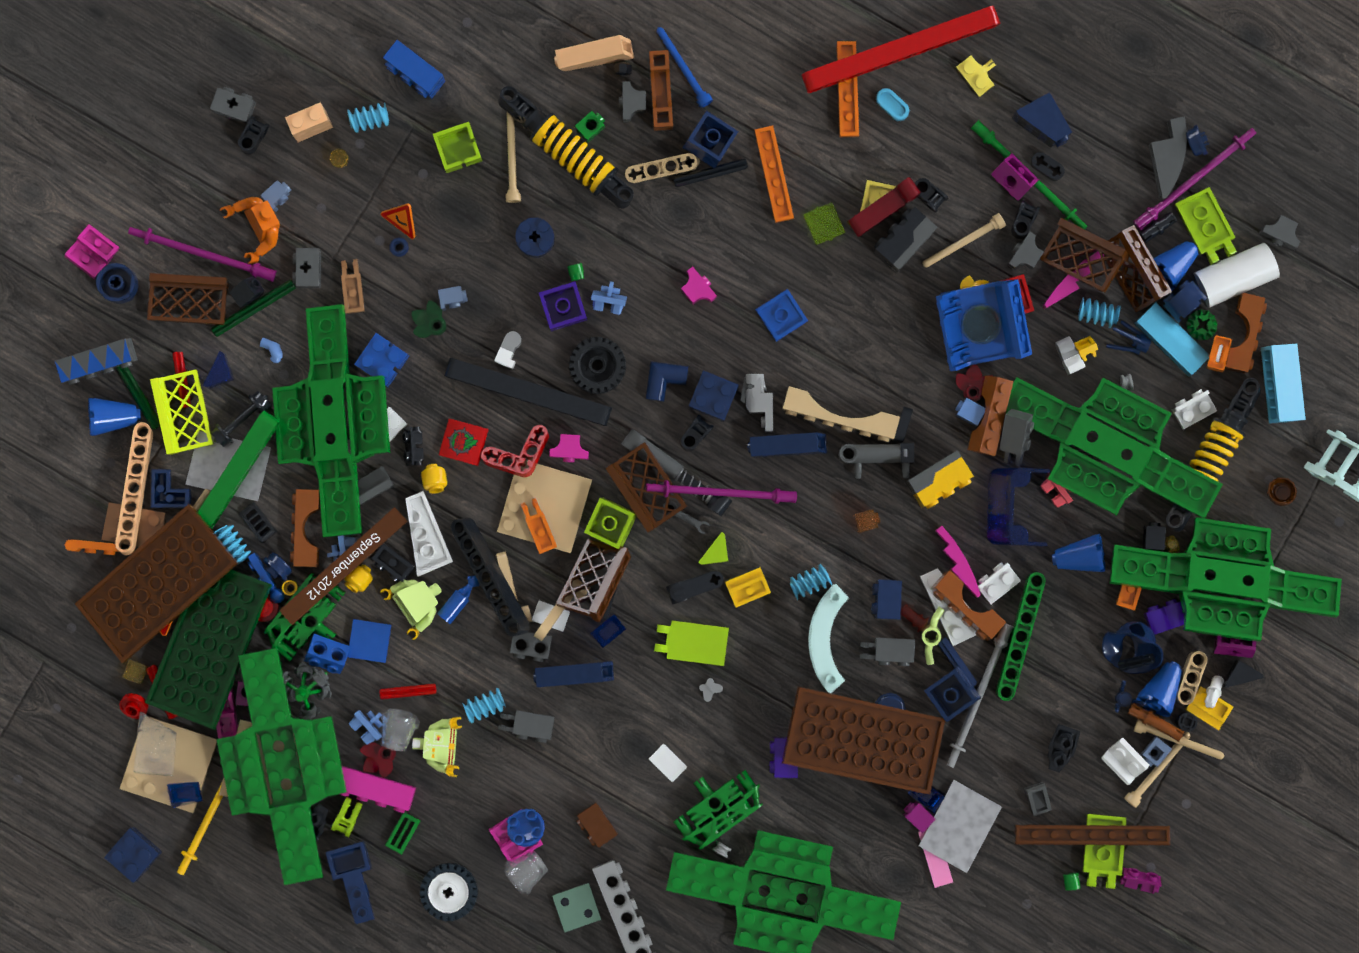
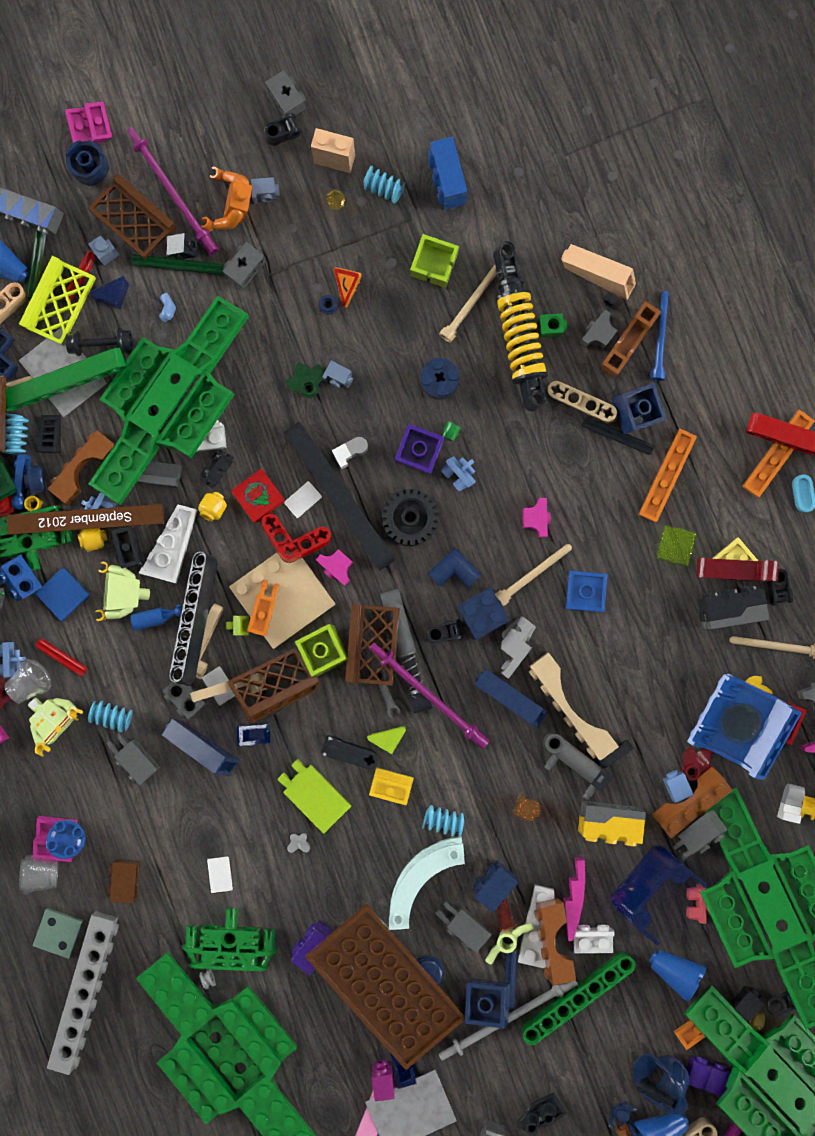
camera: 45 degrees right, 0 degrees up
(185, 342) = (103, 250): none -> sand blue brick
(352, 289) = (266, 308): medium nougat hinge -> none
(381, 359) = (243, 380): blue piece -> none
(500, 417) = (303, 499): none -> white sticker
(530, 555) = (239, 625): none -> lime tile
(720, 368) = (504, 595): none -> tan piece

